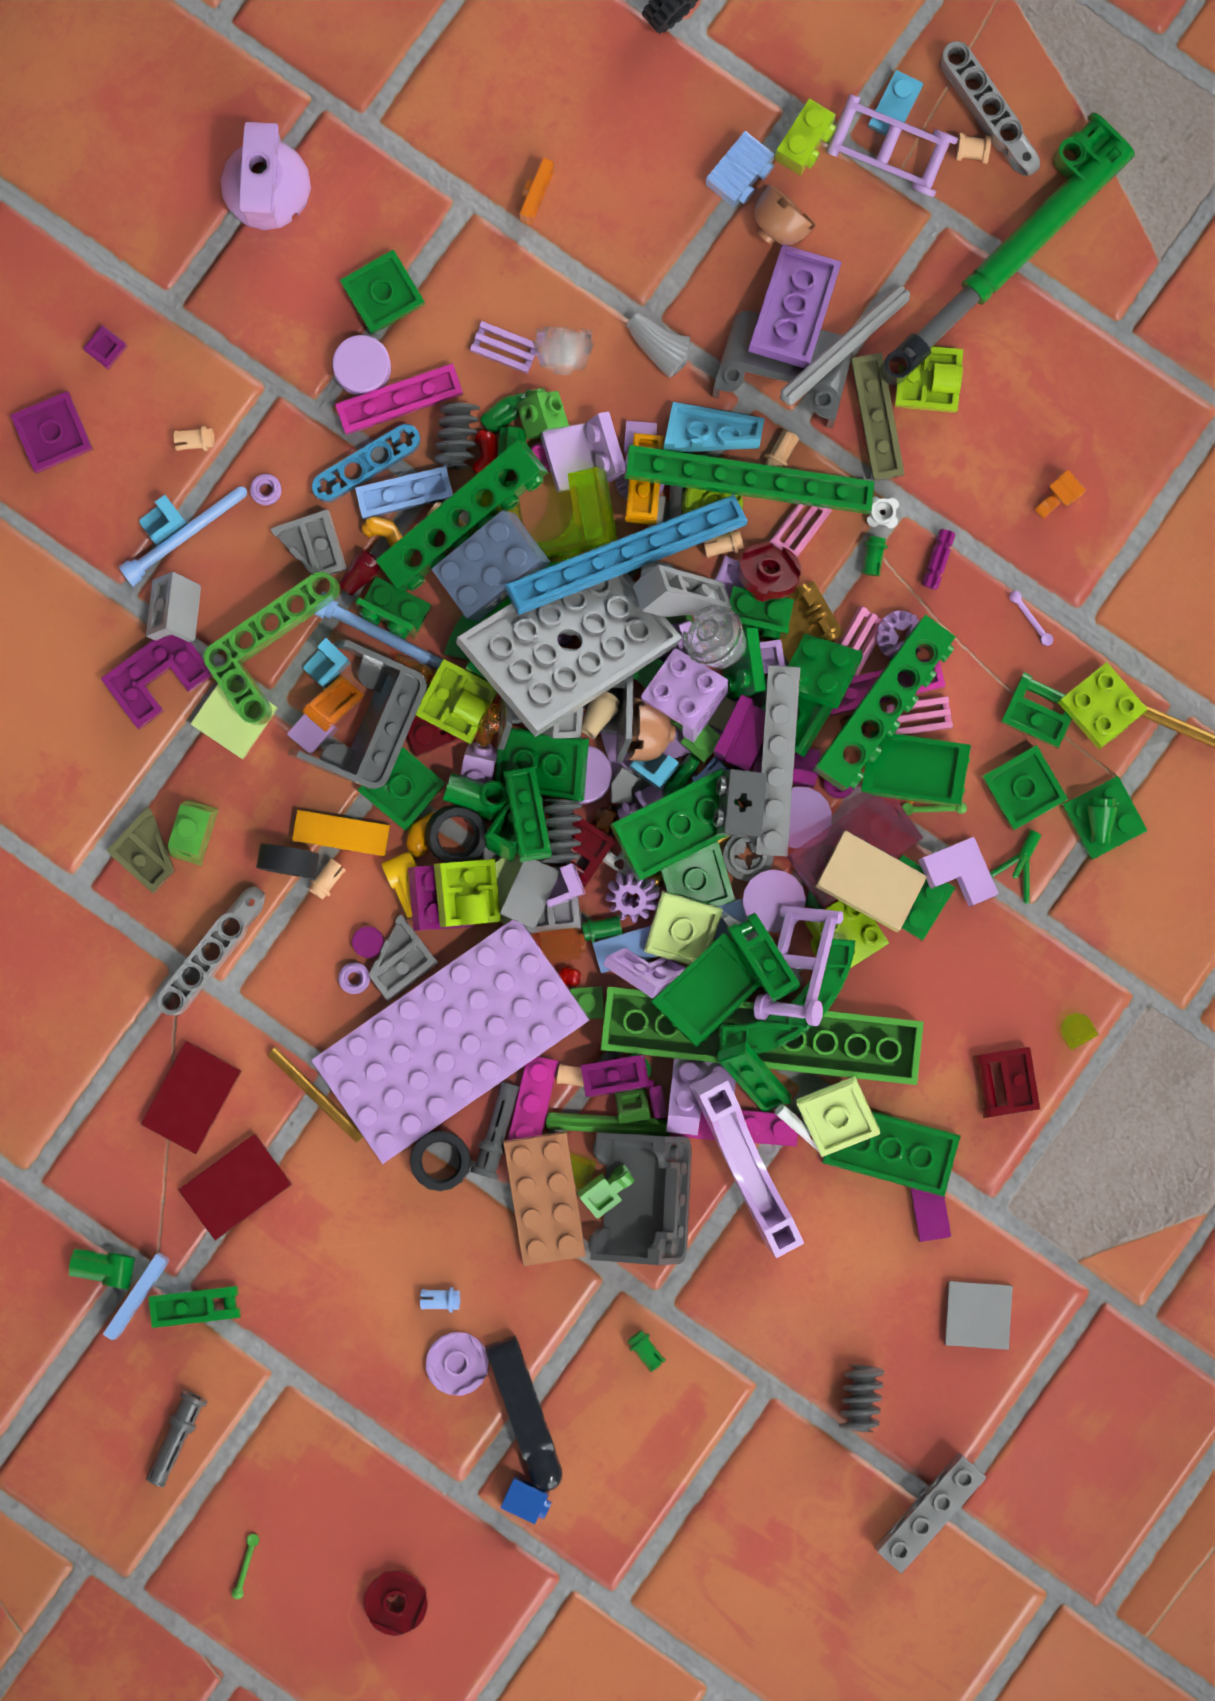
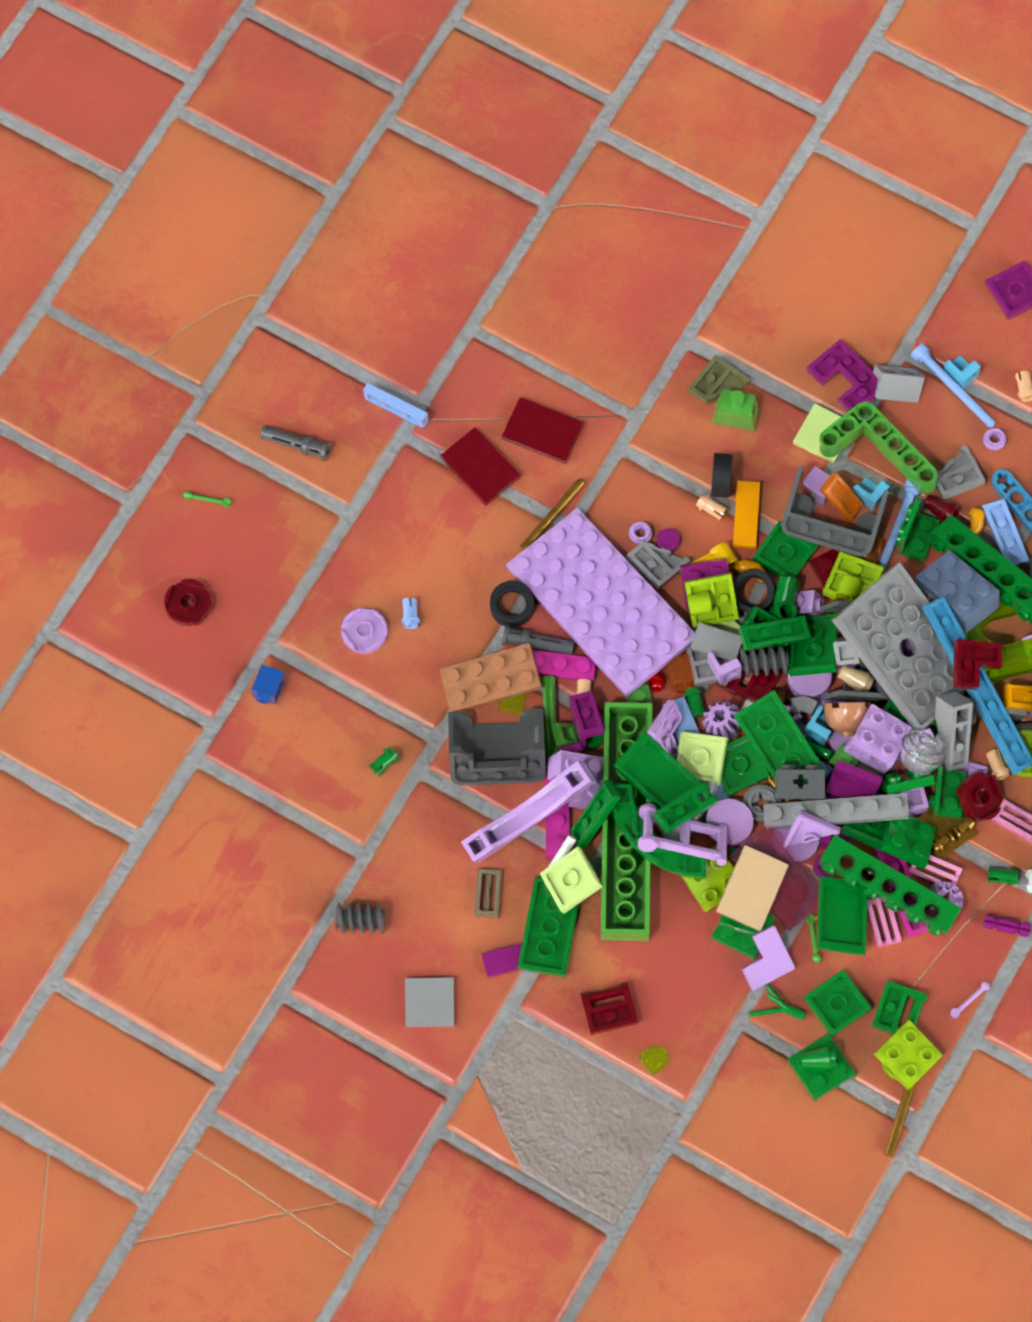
camera: 85 degrees right, 15 degrees down
(110, 1268) = (414, 386): green piece -> none
(193, 1307) = (391, 445): green plate -> none
(245, 915) = (678, 453): light grey piece -> none
(525, 1413) = (332, 679): black piece -> none
(596, 562) = (969, 658): none -> dark red plate
(603, 1193) = (498, 718): bright green plate -> none
(799, 799) = (807, 829): none -> lavender tile
(841, 1214) = (486, 913): none -> dark tan tile
(930, 1512) = (278, 975): light grey brick -> none

